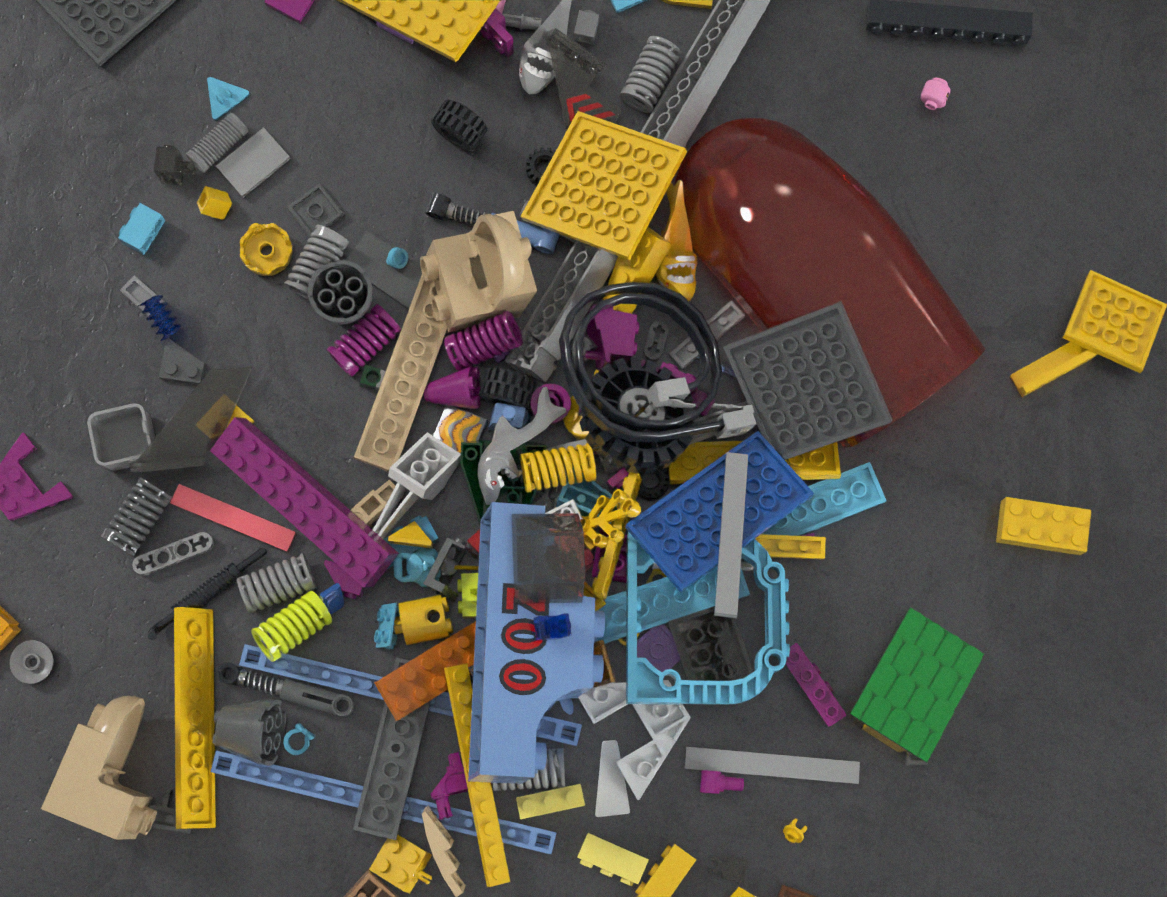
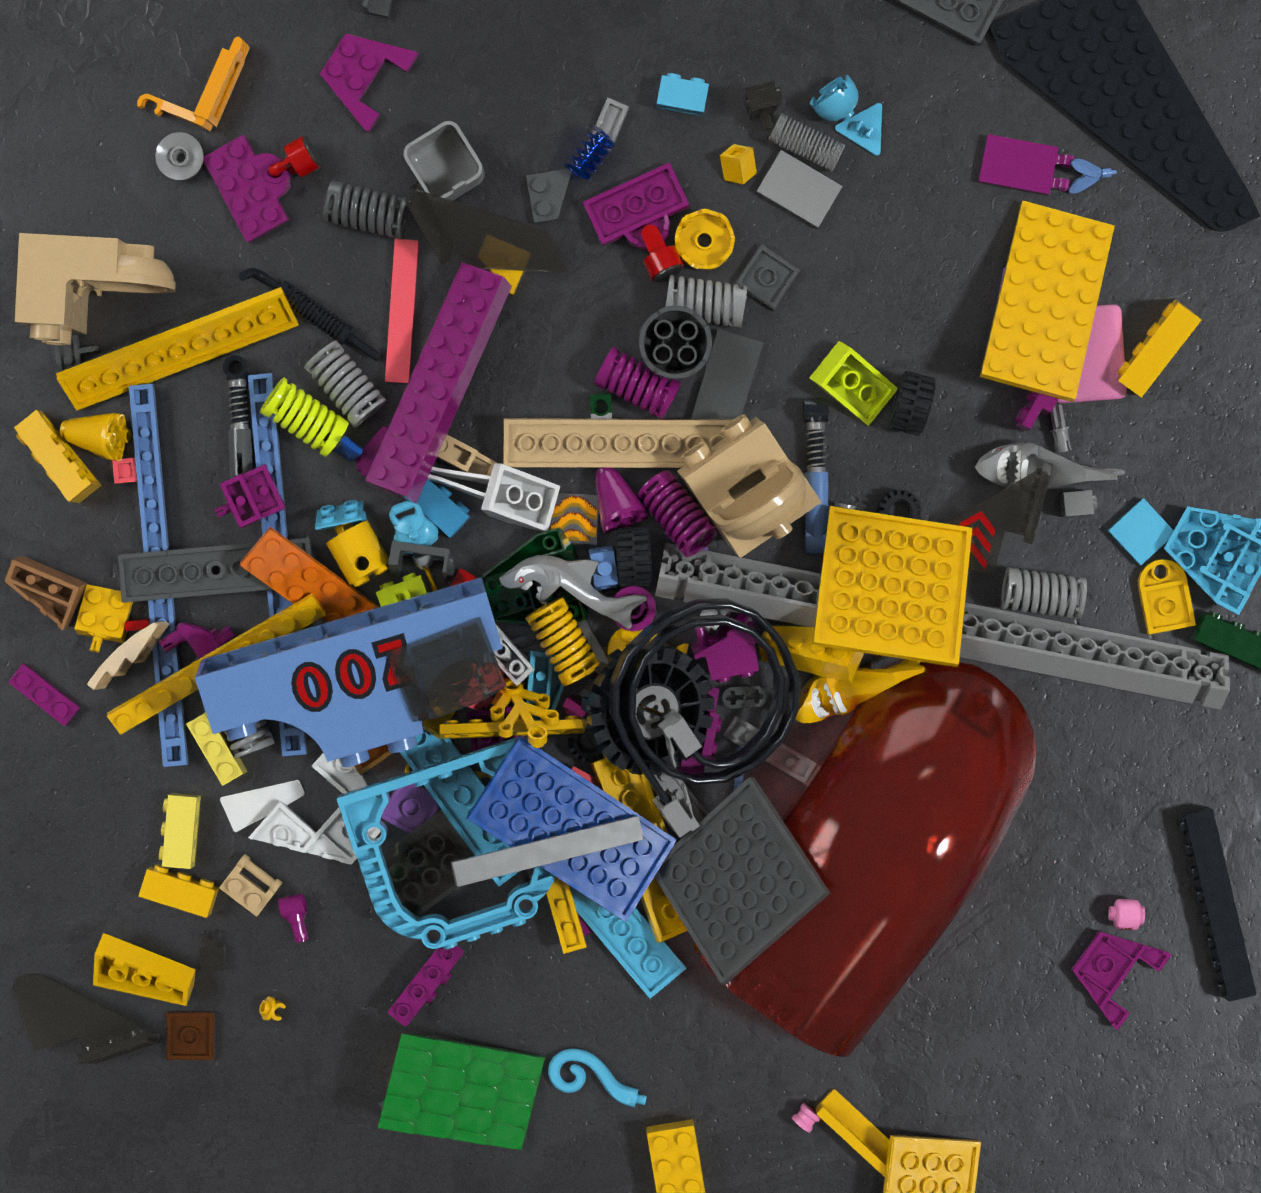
camera: 75 degrees right, 10 degrees up
(79, 603) = (257, 182): none -> magenta plate
(172, 550) = (340, 263): light grey beam -> none
(191, 107) = (837, 100): none -> medium azure cylinder
(225, 293) = (641, 214): none -> magenta plate
(242, 813) = (98, 434): none -> yellow cone
(248, 857) = (56, 457): none -> yellow wedge
(251, 729) = (183, 413): dark grey cone -> none
(282, 801) = (124, 471): none -> coral plate
(308, 736) = (206, 461): medium azure piece -> none
(343, 694) = (251, 497): none -> magenta plate
(397, 258) = (741, 387): medium azure tile -> none
(411, 536) = (440, 510): yellow slope -> none
(420, 833) = (138, 624): none -> red tile
(426, 169) = (853, 382): none -> neon yellow slope
(552, 627) = (373, 701): clear blue bracket -> none
(685, 819) = (246, 891): none -> tan plate
(772, 765) = (332, 964): light grey tile -> none
(959, 553) = (621, 1093): none -> medium azure plant
(972, 123) = (1106, 965): none -> magenta wing
(1027, 404) = (806, 1117): none -> bright pink wheel

